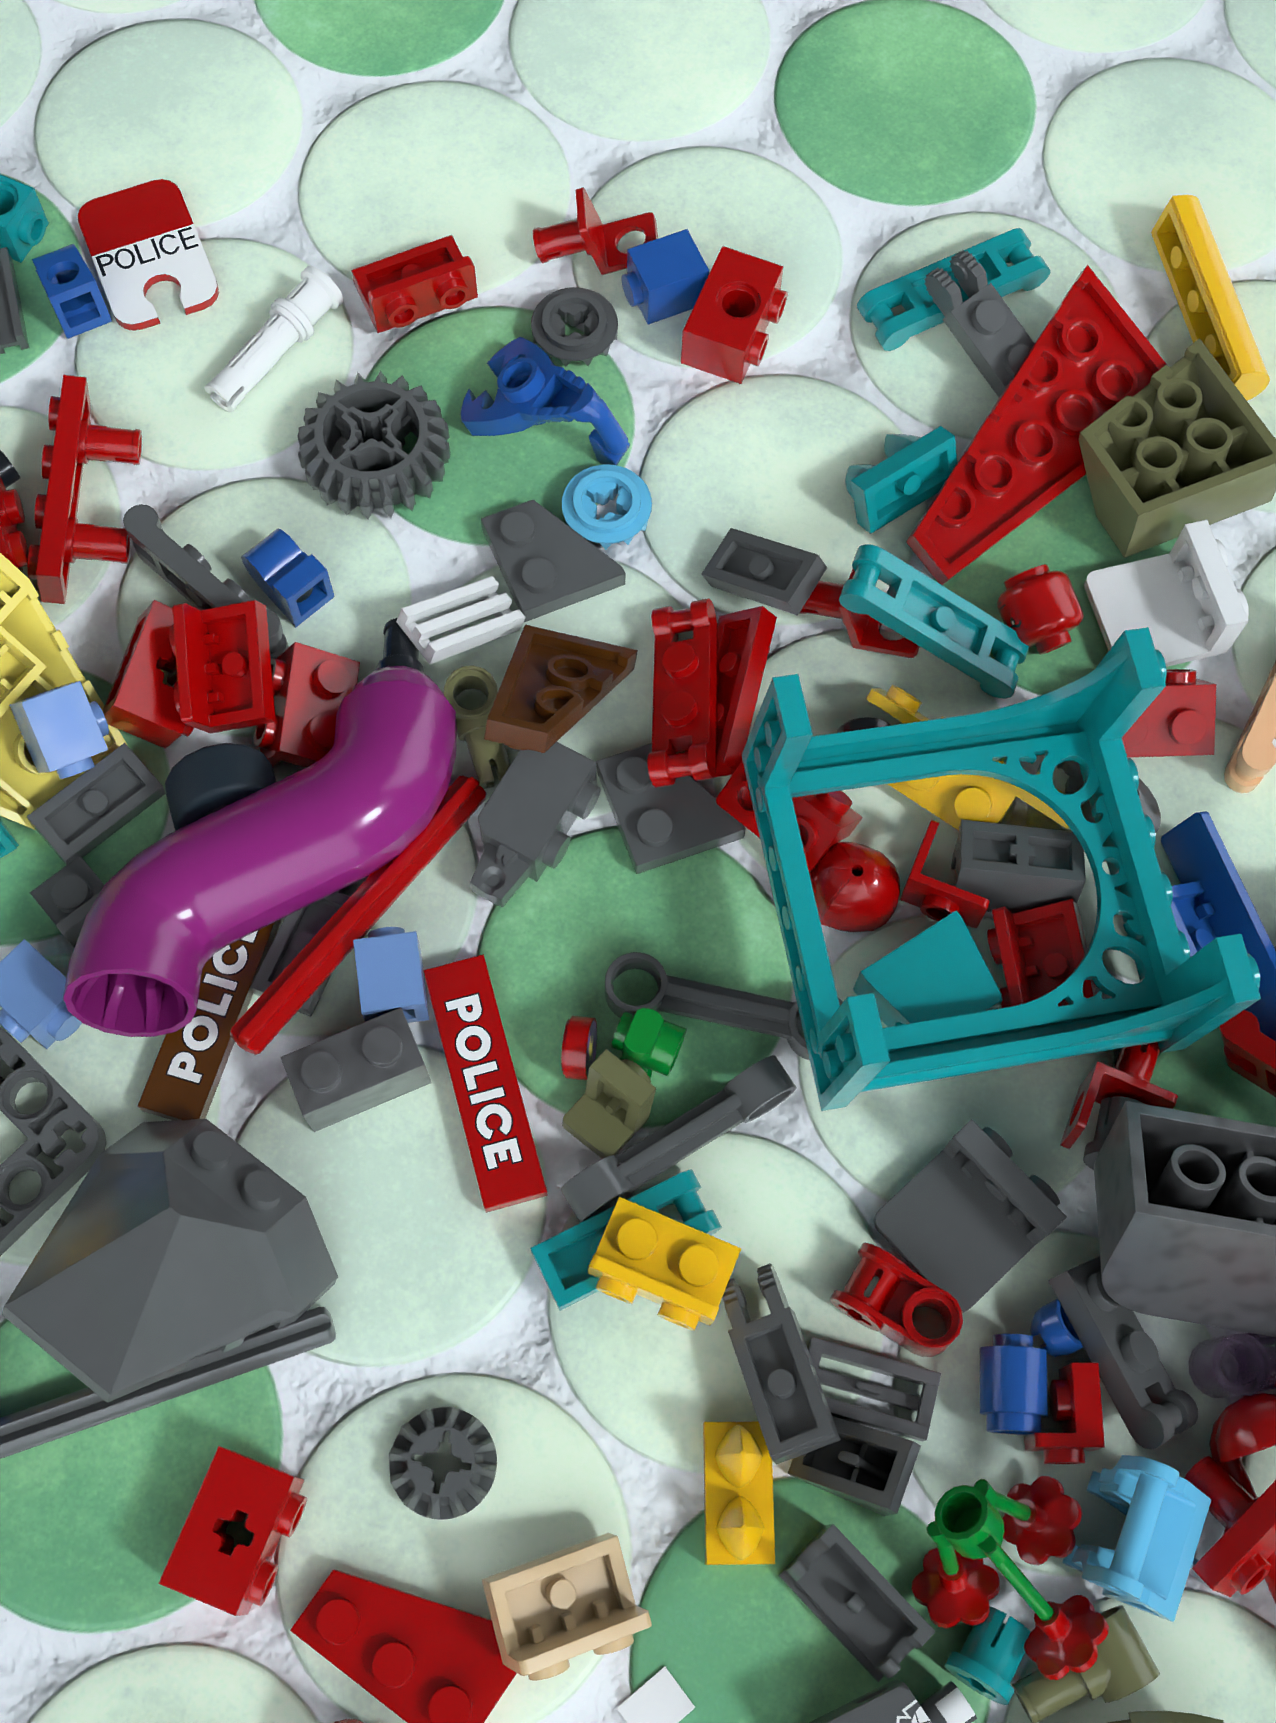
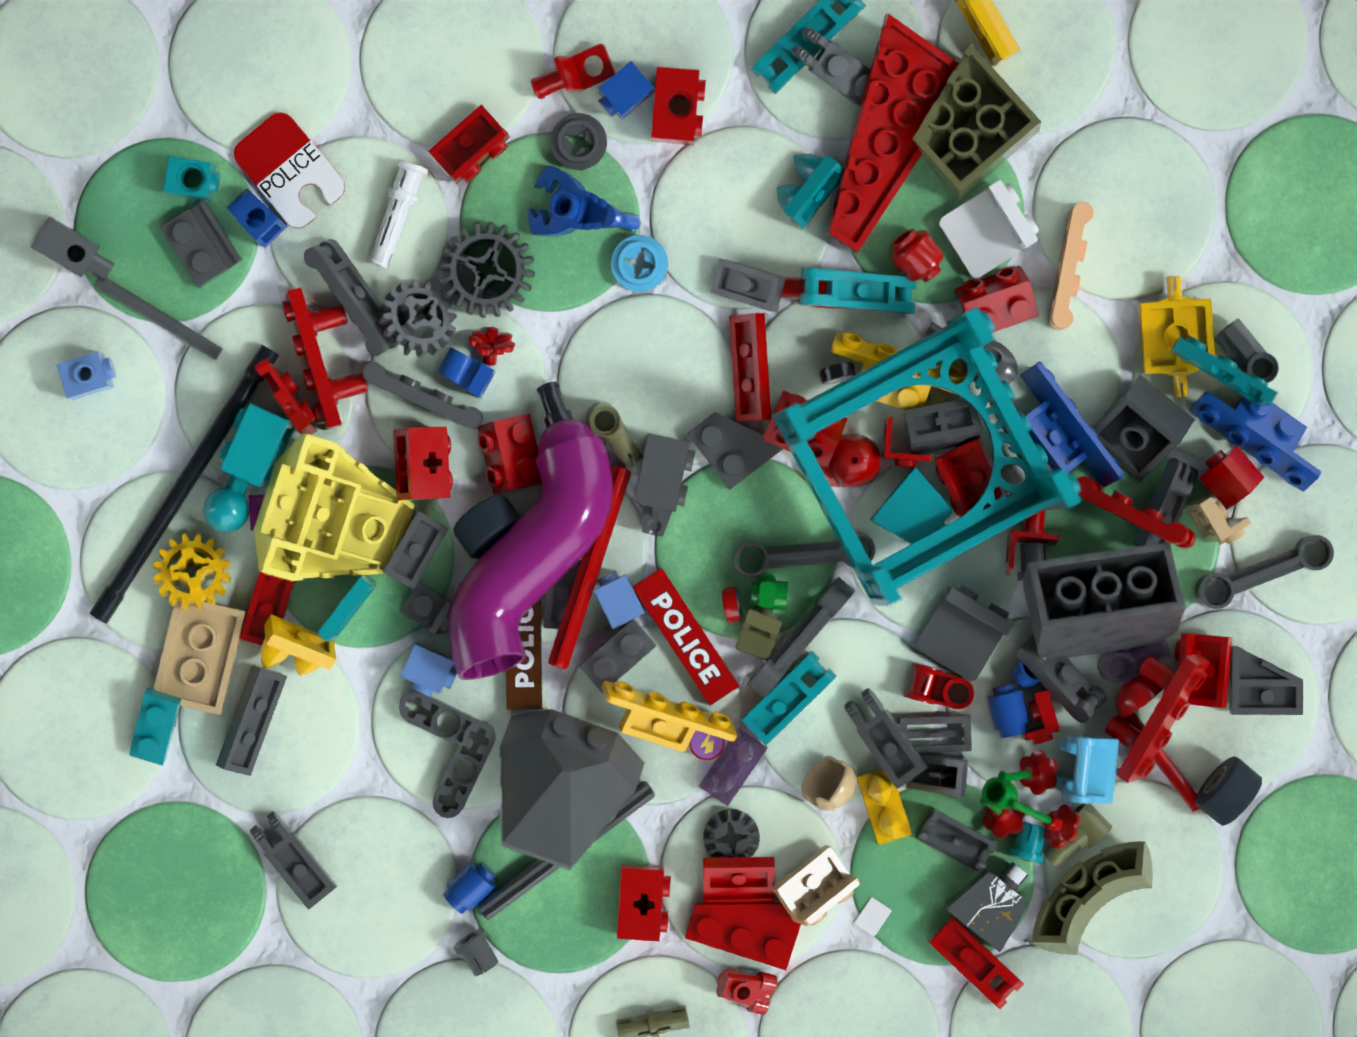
camera: 10 degrees left, 20 degrees up
(62, 729) = (384, 519): medium blue brick -> none
(163, 423) = (351, 291): none -> dark grey plate
(222, 666) = (462, 454): red bracket -> none
(241, 474) = (429, 332): none -> dark grey gear
(339, 549) = (491, 344): none -> red plant
(390, 1202) = (664, 721): none -> yellow bracket
(426, 1545) = (738, 880): none -> red plate
(454, 612) = (596, 350): white tile -> none
(458, 1273) = (706, 746): none -> medium lavender tile
(489, 1332) = (733, 767): none -> clear purple tile
(547, 560) = (614, 310): dark grey wing -> none
(553, 686) = (649, 401): reddish brown wing -> none
(651, 1416) = (829, 784): none -> tan hair
(663, 1263) = (813, 708): yellow bracket -> none
(684, 694) = (725, 378): red plate -> none

